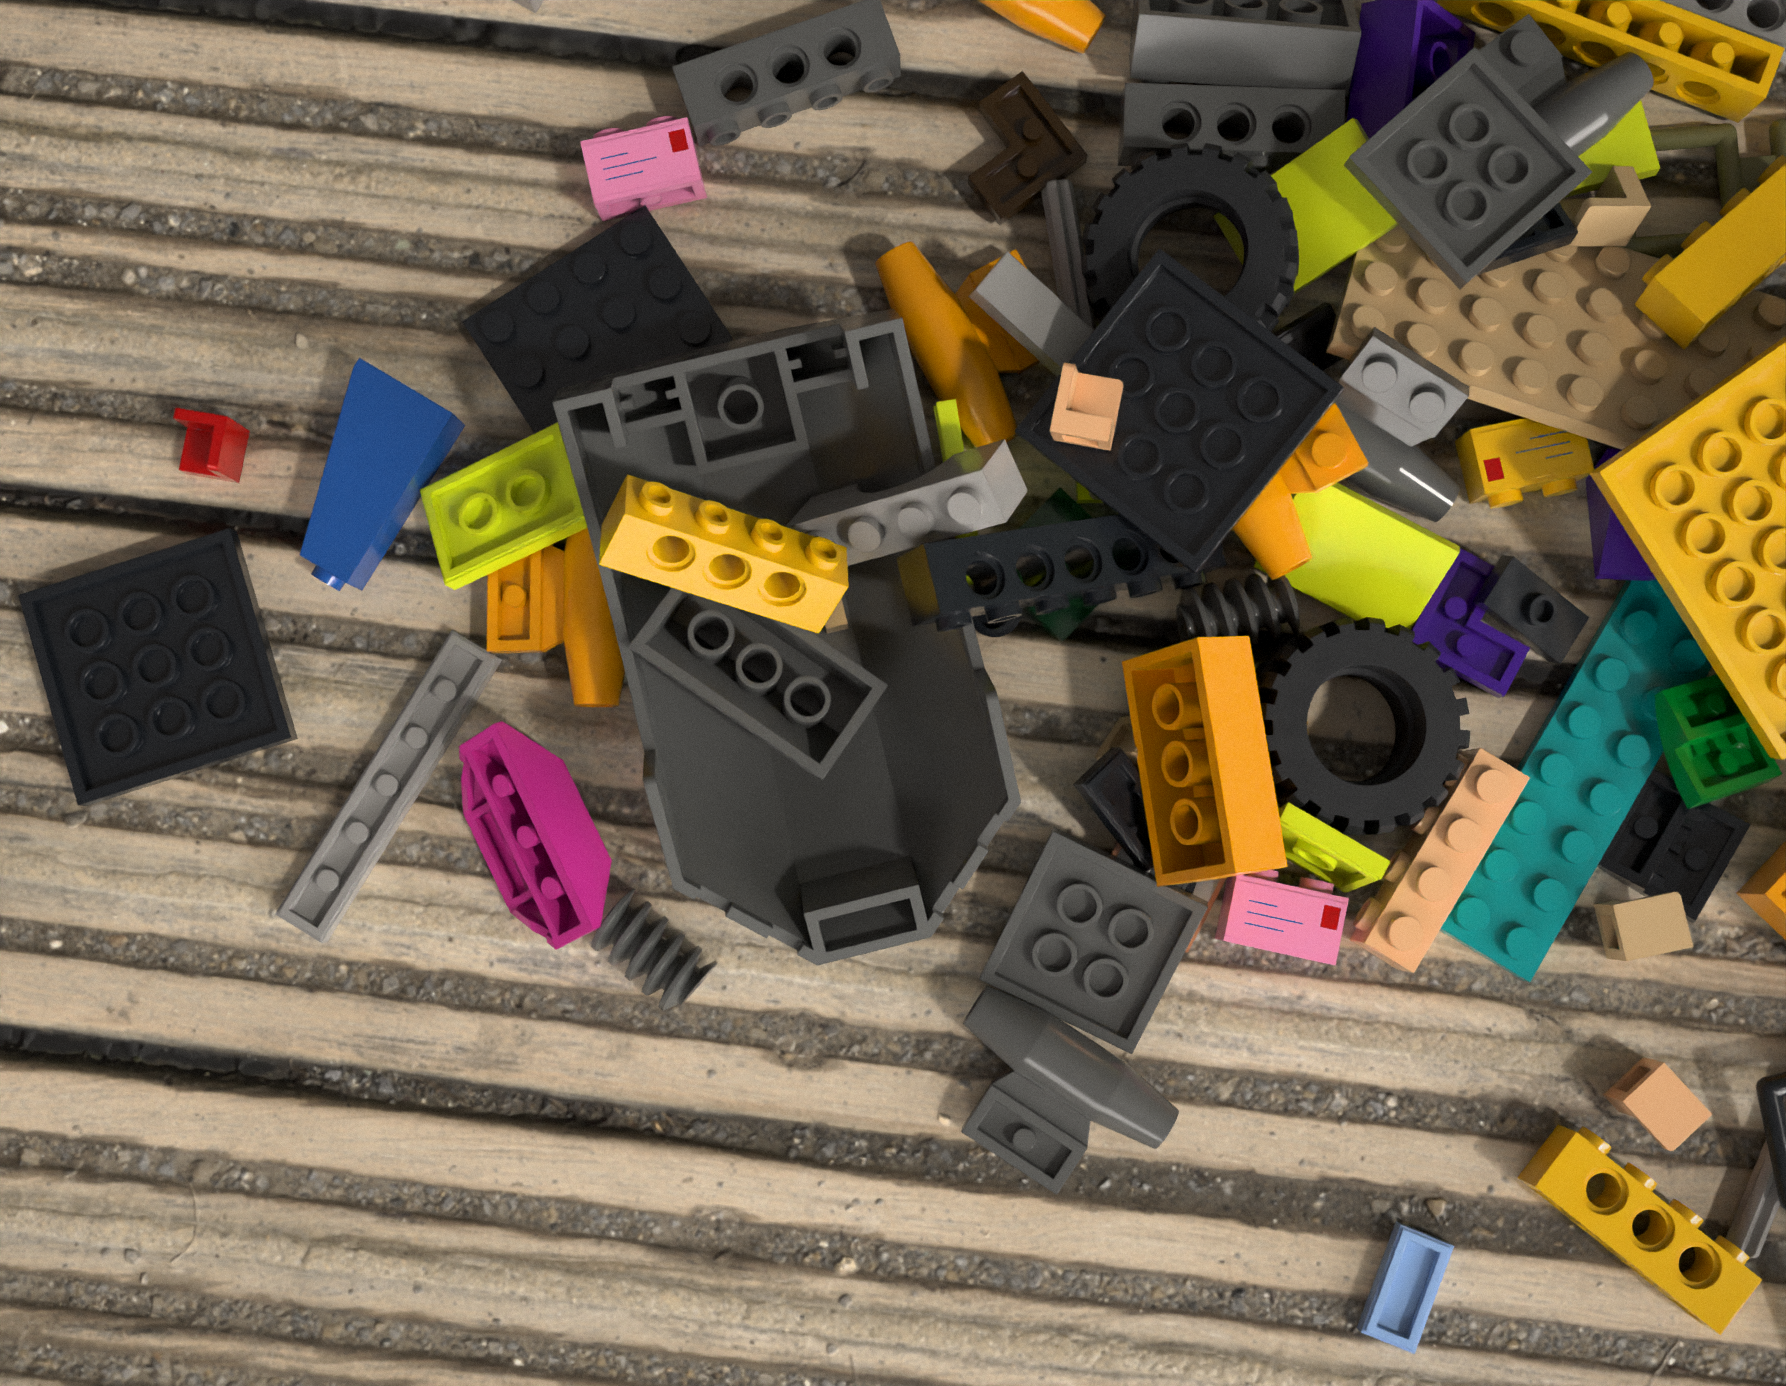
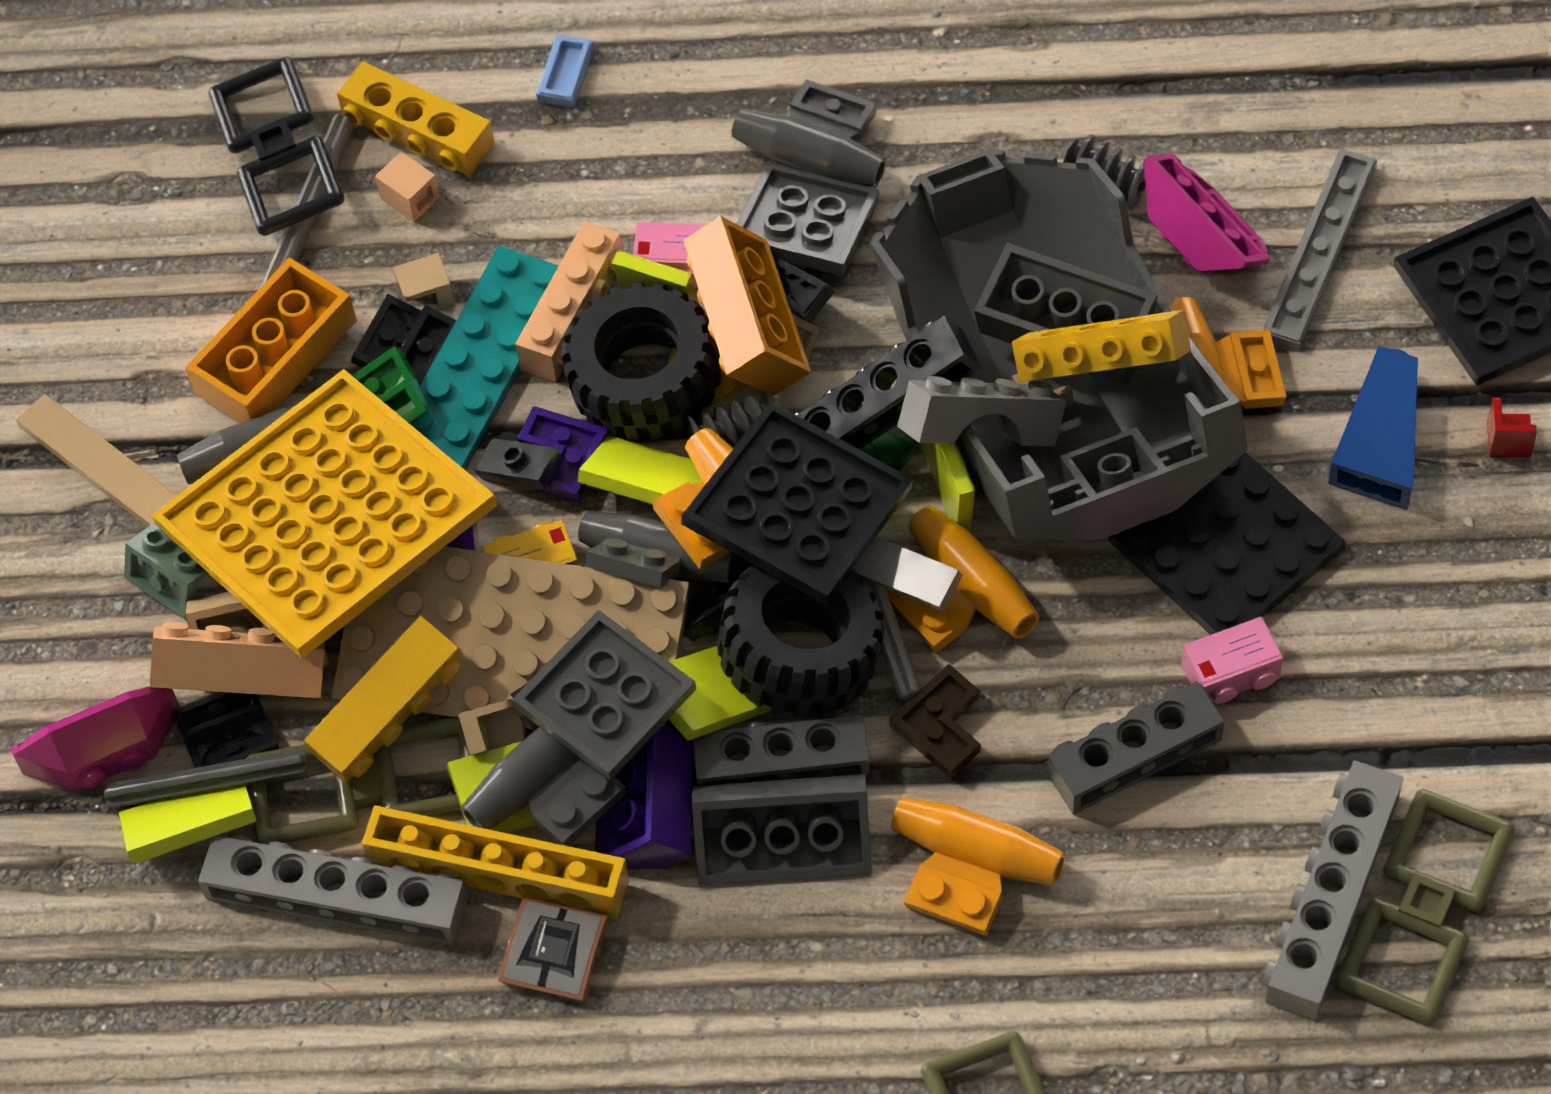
camera: 170 degrees right, 25 degrees down
(503, 508) = (1285, 414): neon yellow tile -> none
(1086, 409) = (863, 480): light nougat panel -> none

